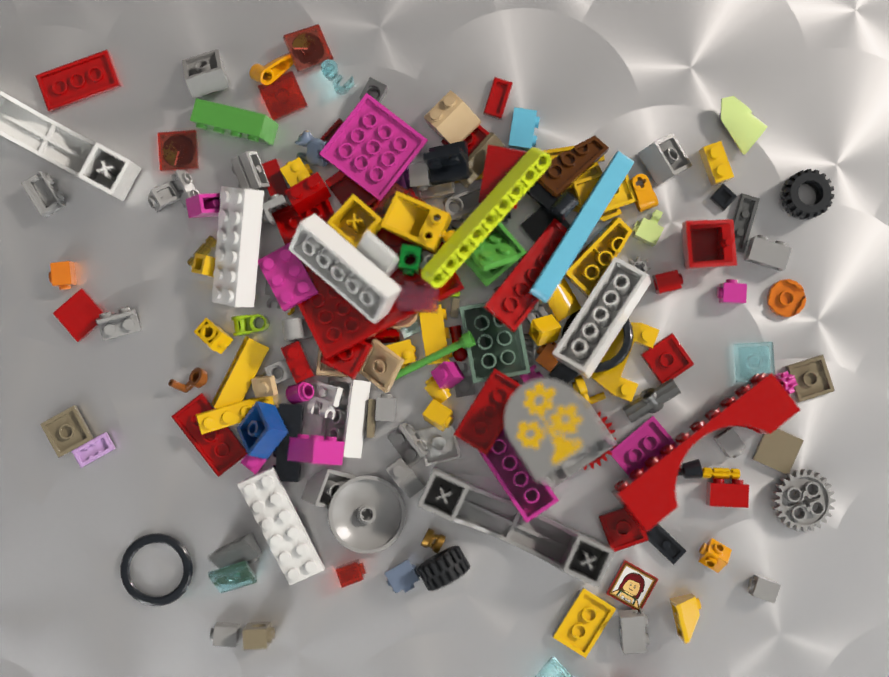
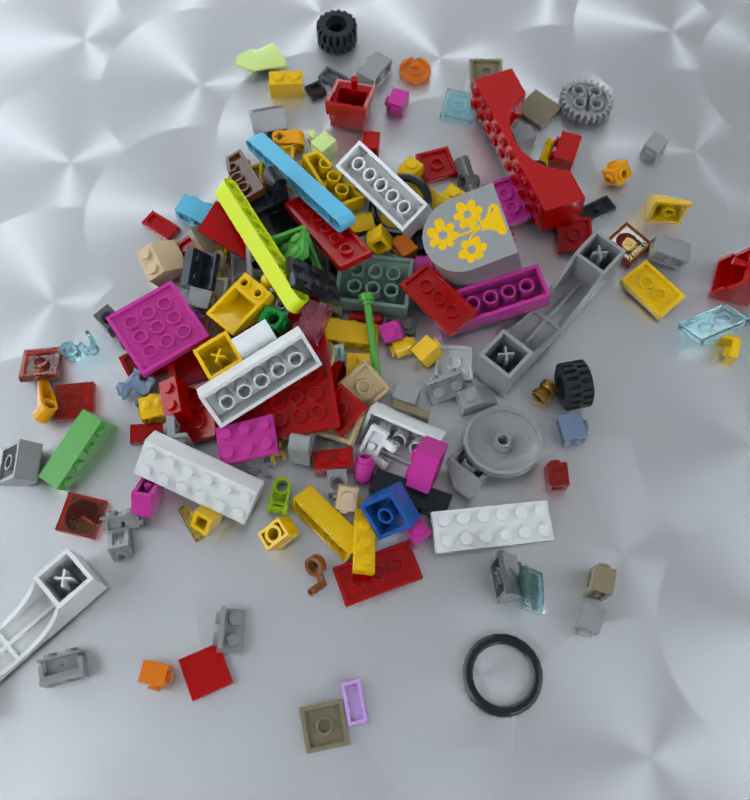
camera: 70 degrees left, 20 degrees down
(250, 171) = (126, 450): light grey brick -> none
(462, 283) = (312, 281): none -> black plate

